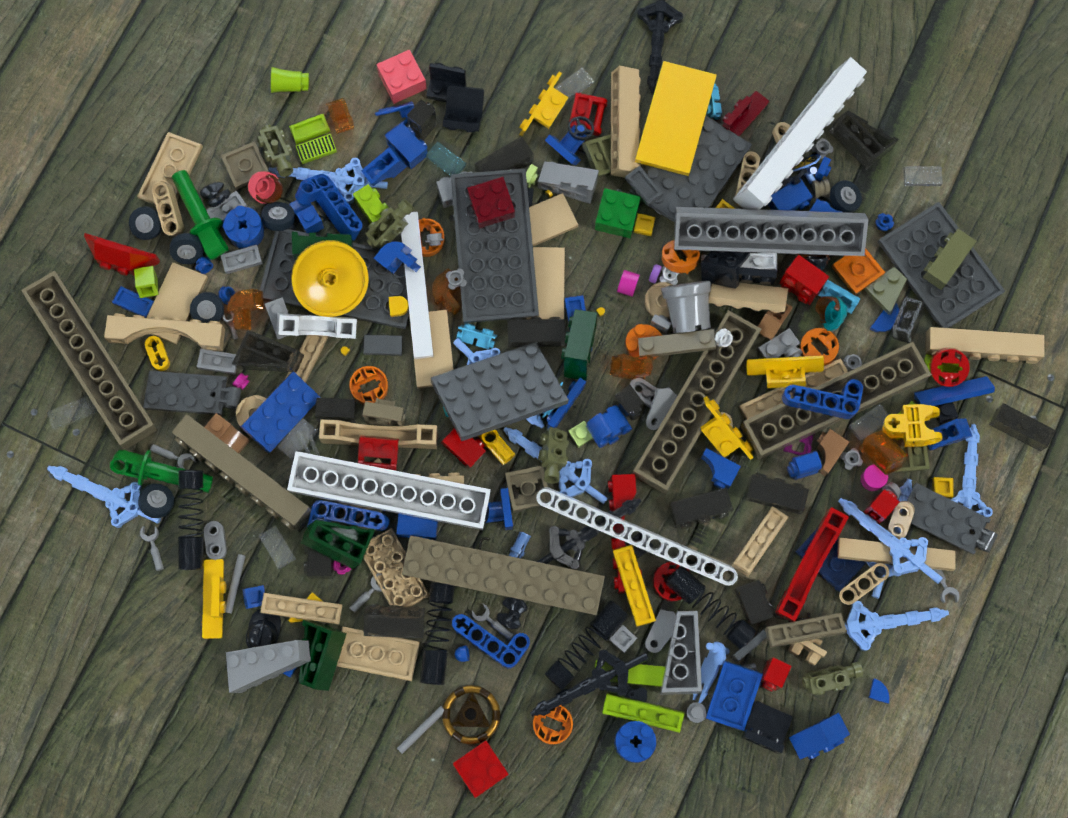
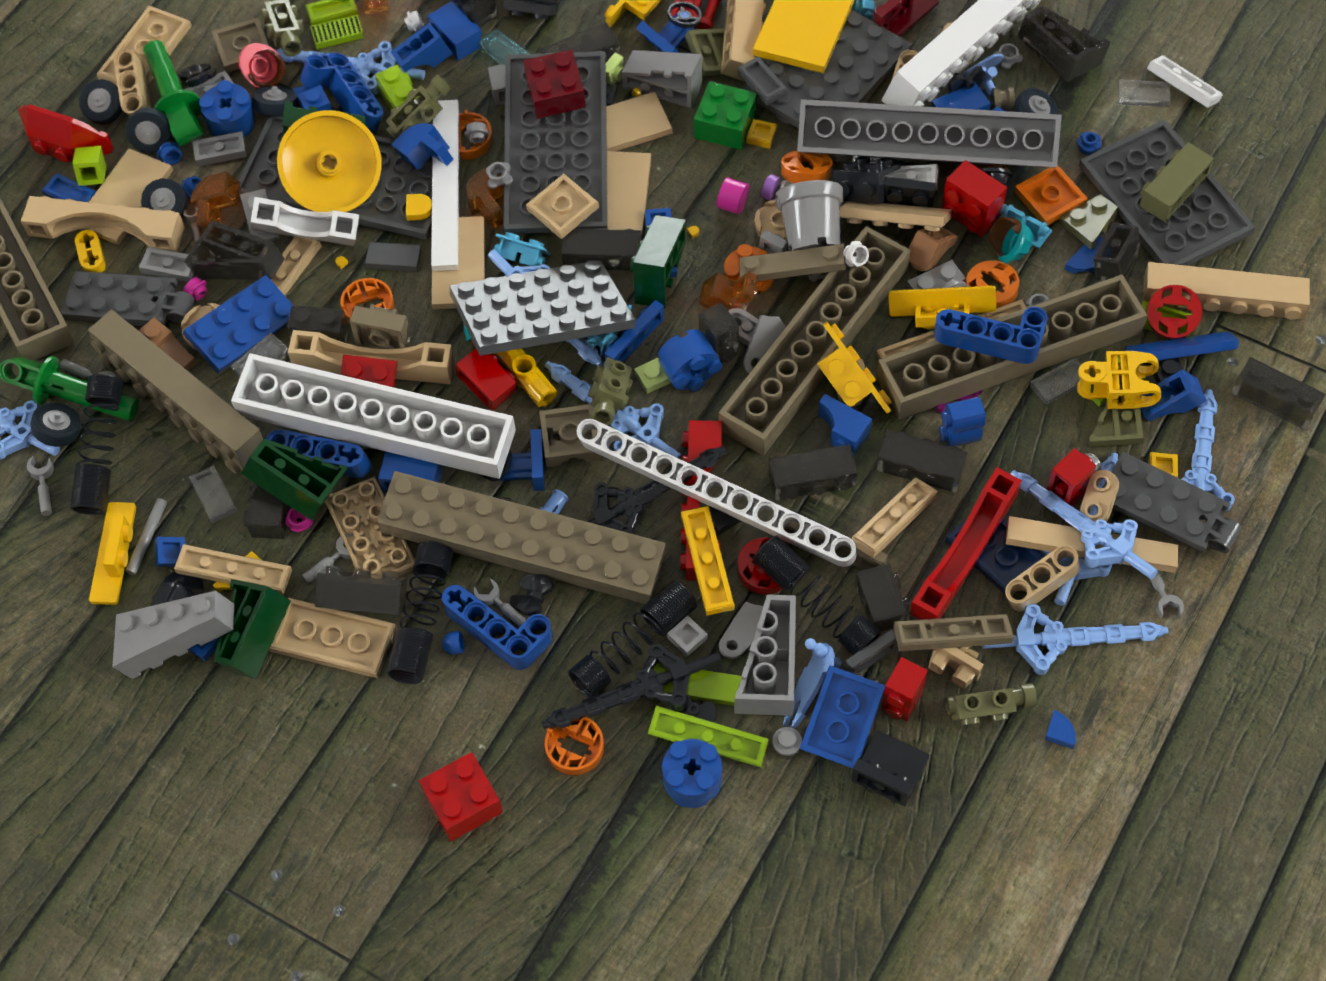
camera: 10 degrees right, 15 degrees down
(215, 540) = (128, 479): light grey plate -> none
(374, 138) = (414, 21): none -> white plate
(421, 729) = (382, 741): light grey bar -> none
(471, 714) = (456, 724): dark brown piece -> none
(505, 302) = (562, 206): none -> tan tile
(821, 736) = (967, 777): blue brick -> none
(823, 170) = (1008, 75): blue plate -> none
(831, 447) = (1004, 407): medium nougat arch -> none
(854, 453) = (1032, 417): light grey plate -> none
(873, 478) = (1062, 442): dark pink piece -> none
(883, 452) = (1077, 411): clear orange brick -> none
(952, 165) = (1185, 81): none -> white tile

